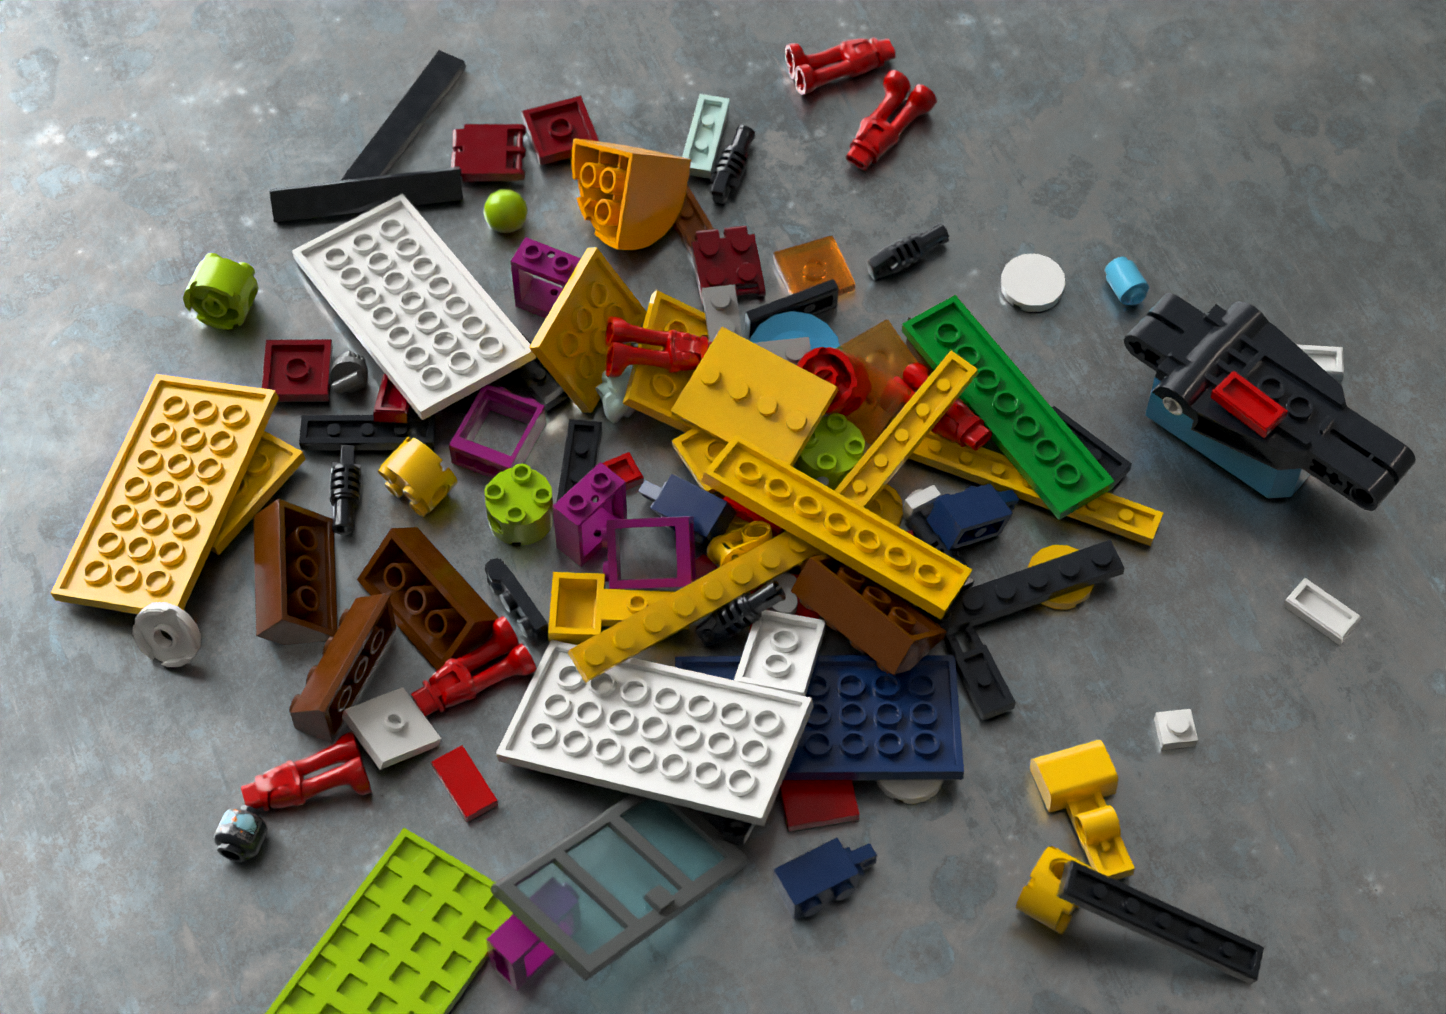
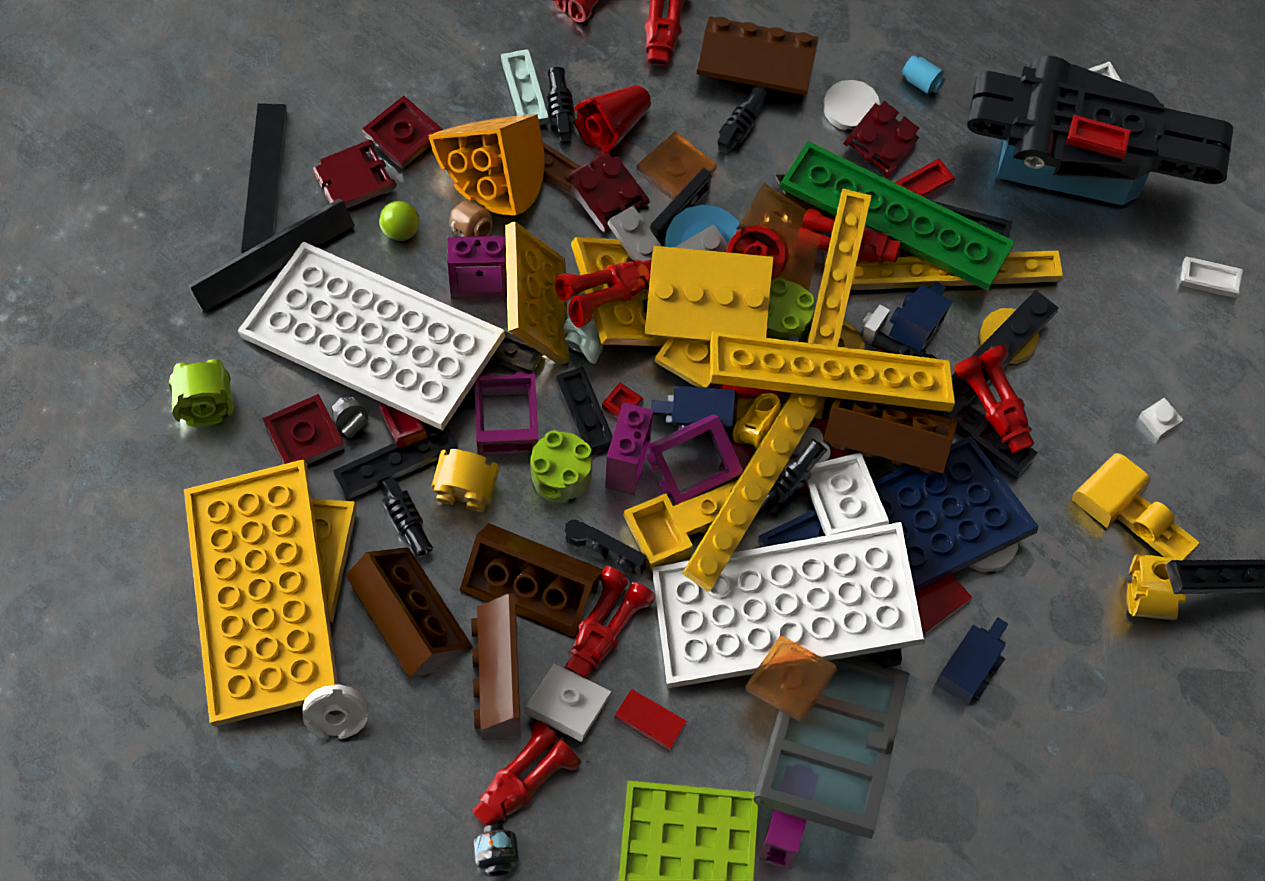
camera: 30 degrees left, 5 degrees up
(573, 236) = (470, 220): none -> medium nougat head
(610, 798) = (791, 678): none -> clear orange tile
(774, 193) = (610, 116): none -> red cone
(958, 193) = (757, 55): none -> reddish brown slope
(997, 648) = (1008, 415): none -> red piece
(1045, 326) = (883, 137): none -> dark red plate
(1067, 388) = (928, 179): none -> red tile

